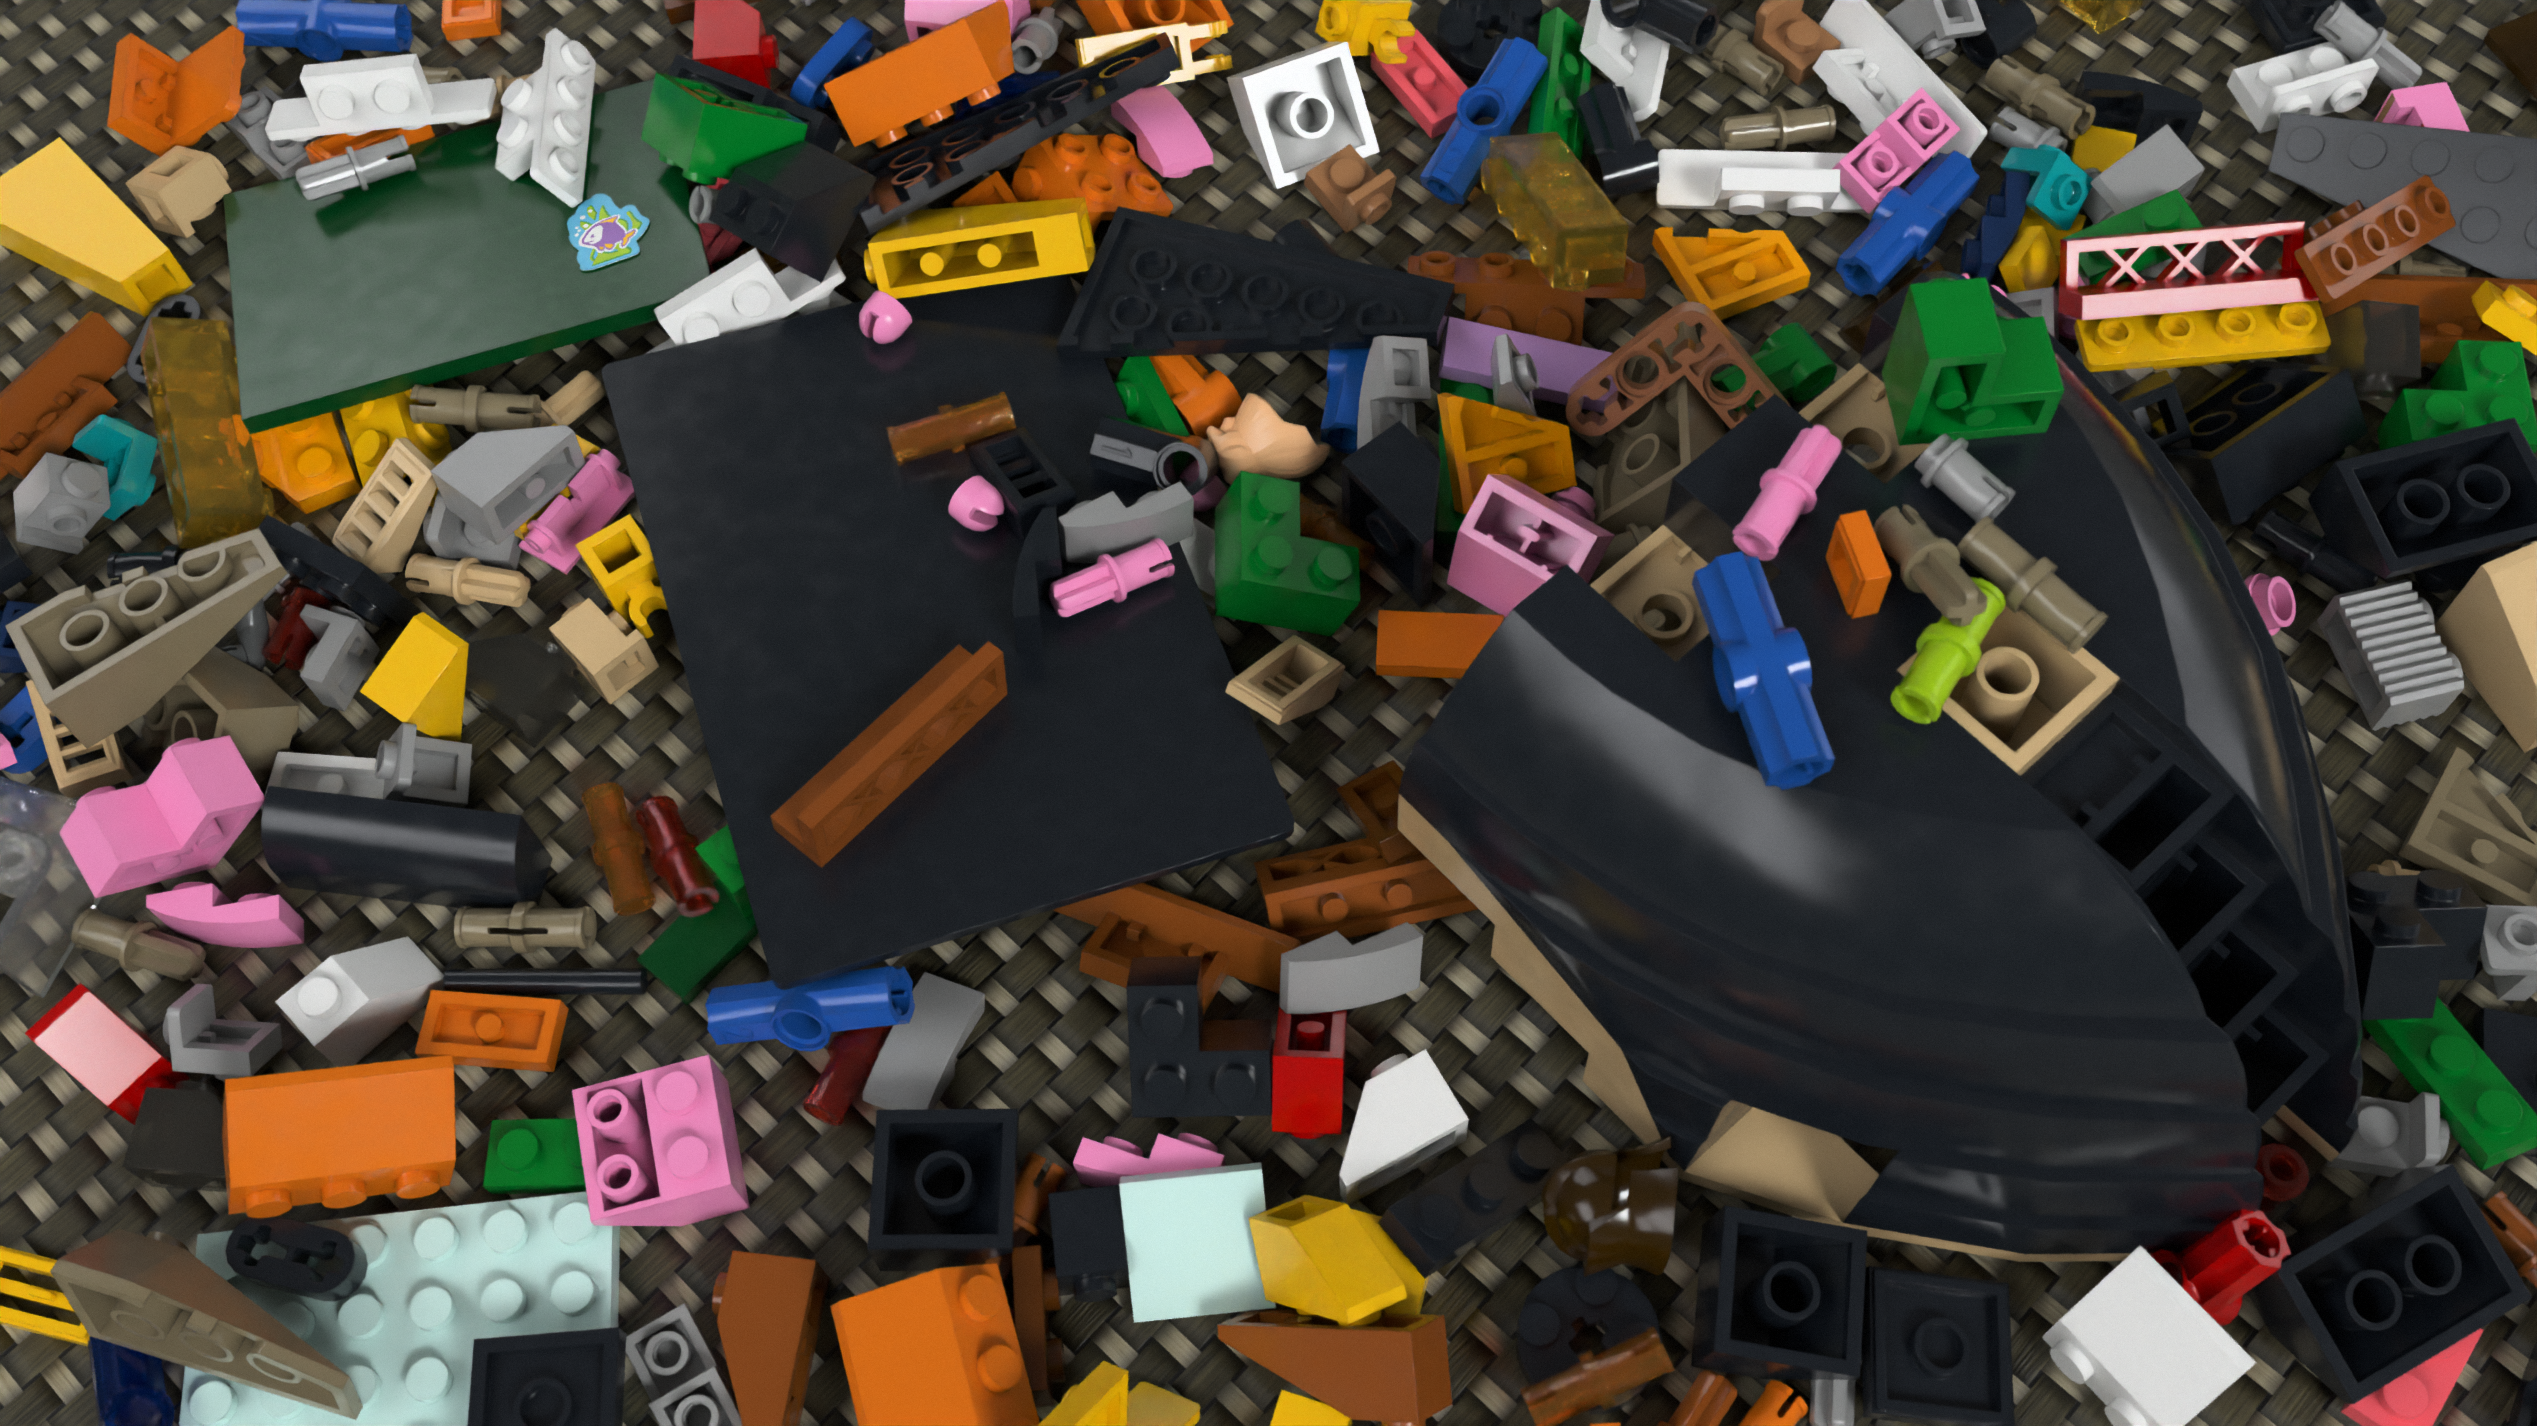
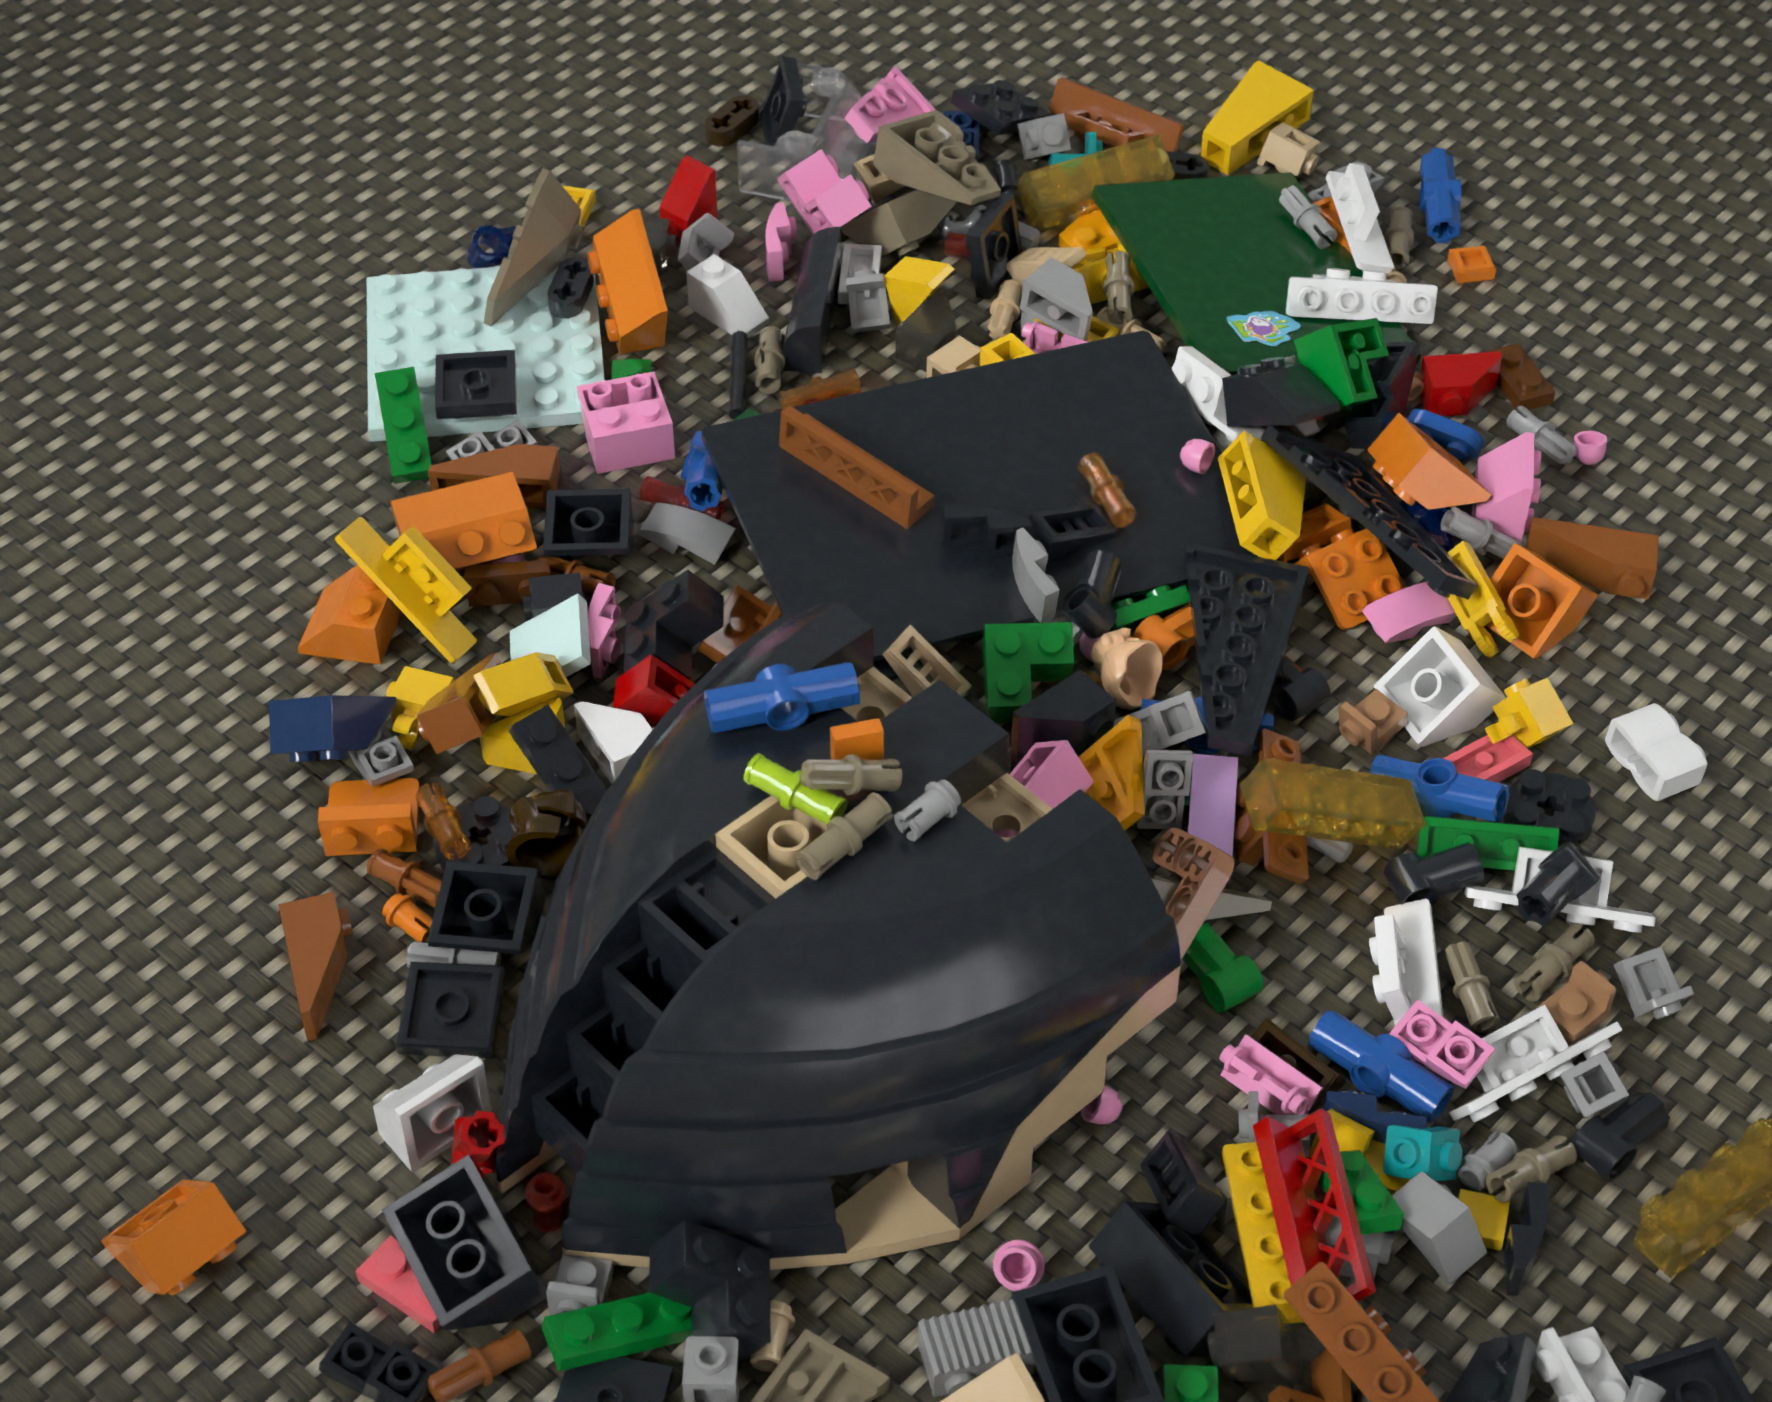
camera: 85 degrees right, 15 degrees down
(137, 945) = (756, 226): dark tan axle -> none
(172, 101) = (1363, 130): orange bracket -> none
(341, 657) = (955, 256): light grey bracket -> none
(493, 1030) = (705, 353): orange plate -> none
(976, 504) = (1045, 498): bright pink hinge -> none
(1111, 578) = (992, 570): bright pink axle -> none
(1732, 268) = (1319, 948): light orange wing -> none
(1787, 493) = (918, 721): bright pink axle -> none
(1966, 368) = (1007, 797): green brick -> none

